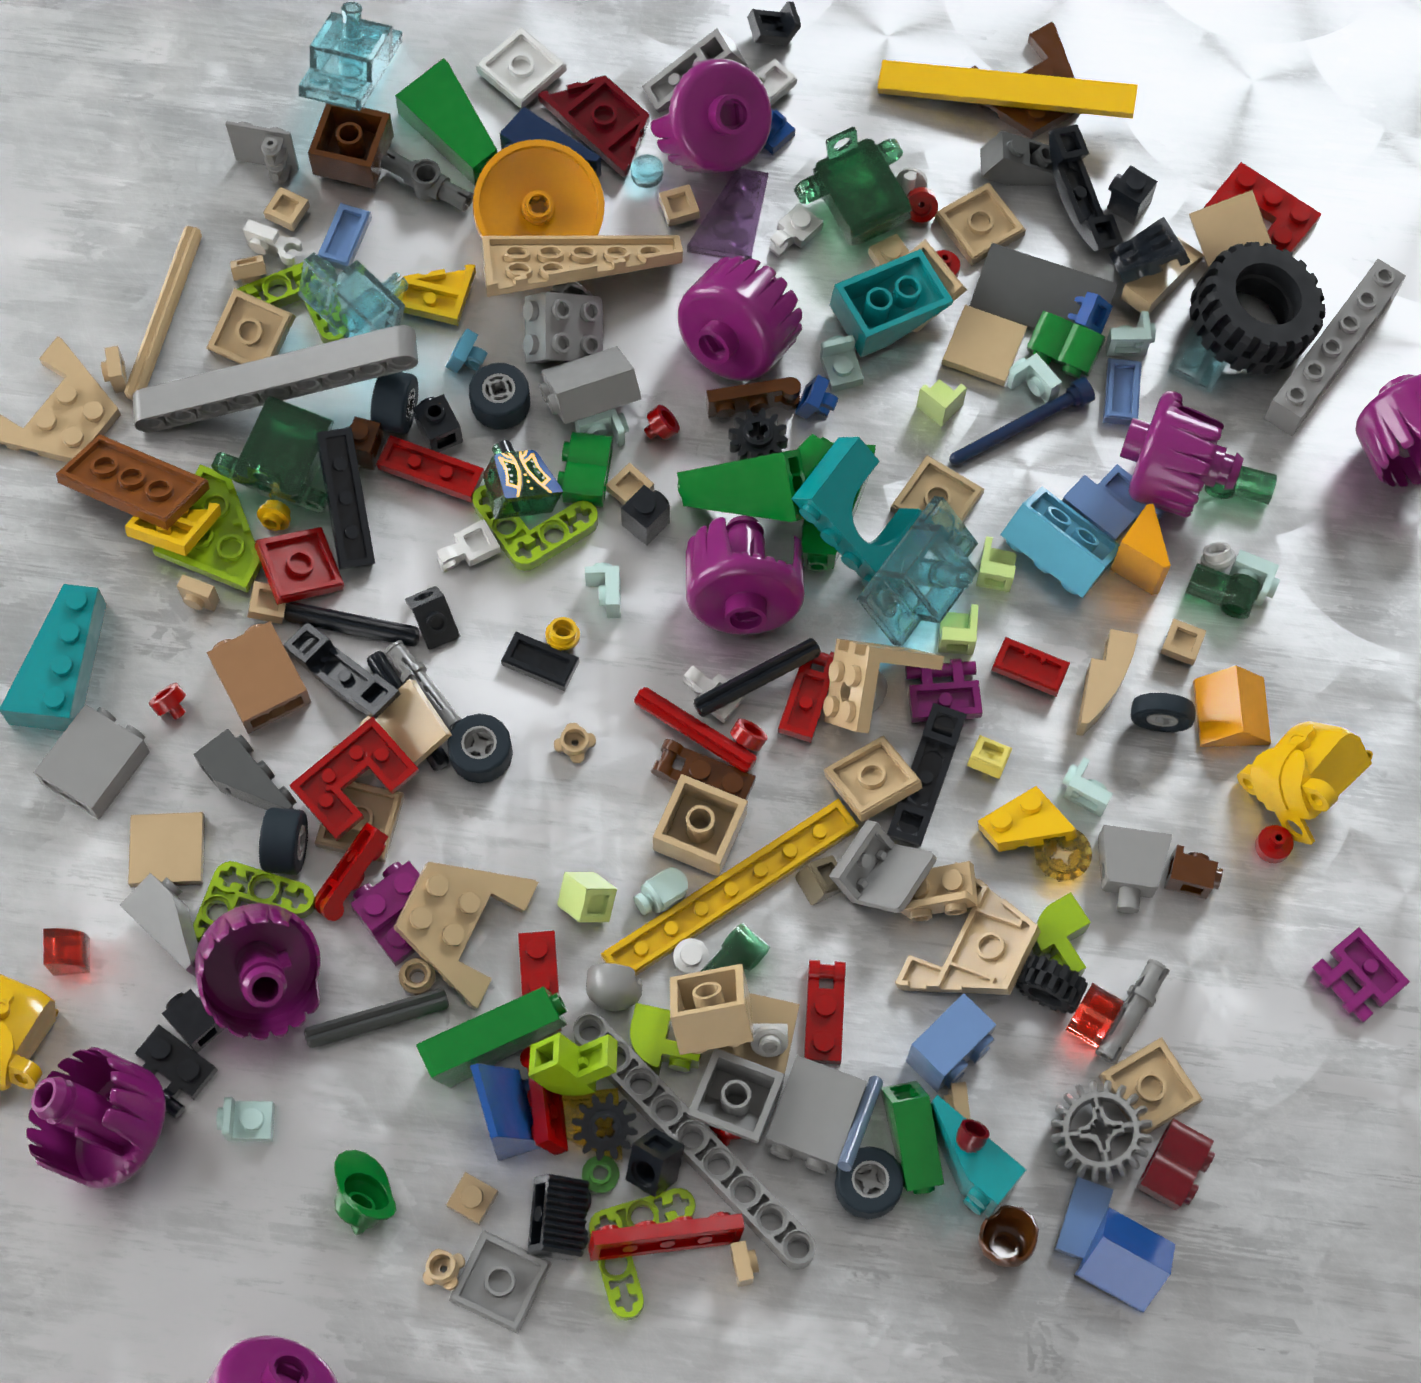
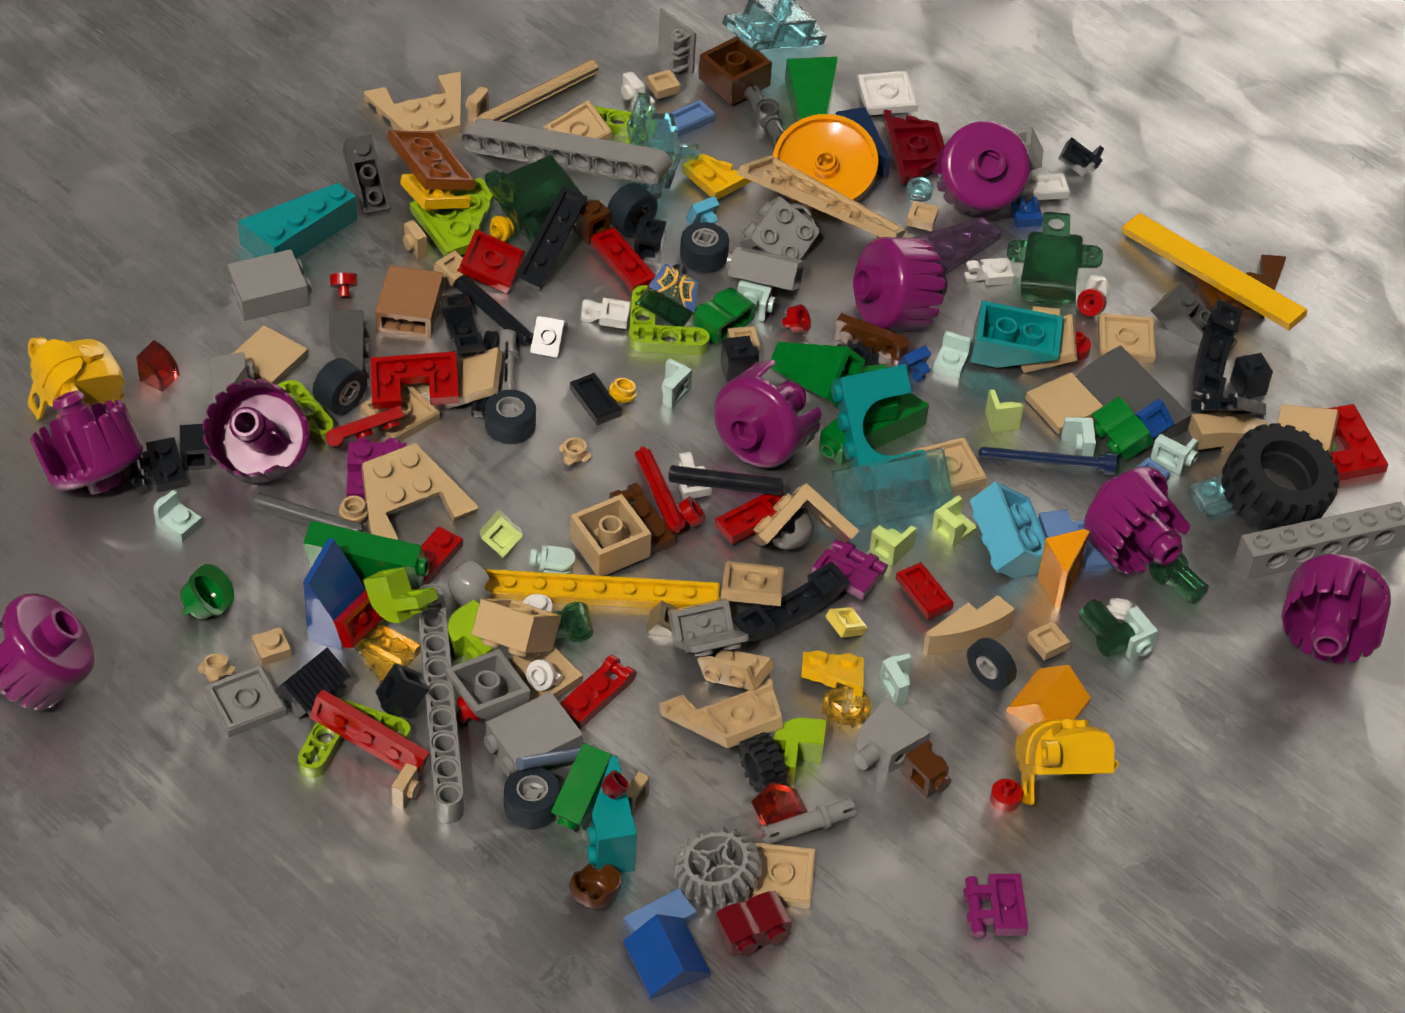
camera: 35 degrees right, 20 degrees down
(76, 546) = (365, 174): none -> dark grey slope
(248, 268) = (609, 100): tan plate -> none
(605, 1185) = (363, 690): bright green plate -> none
(619, 1125) = (376, 648): black gear -> none
(950, 1043) = (661, 748): medium blue brick -> none

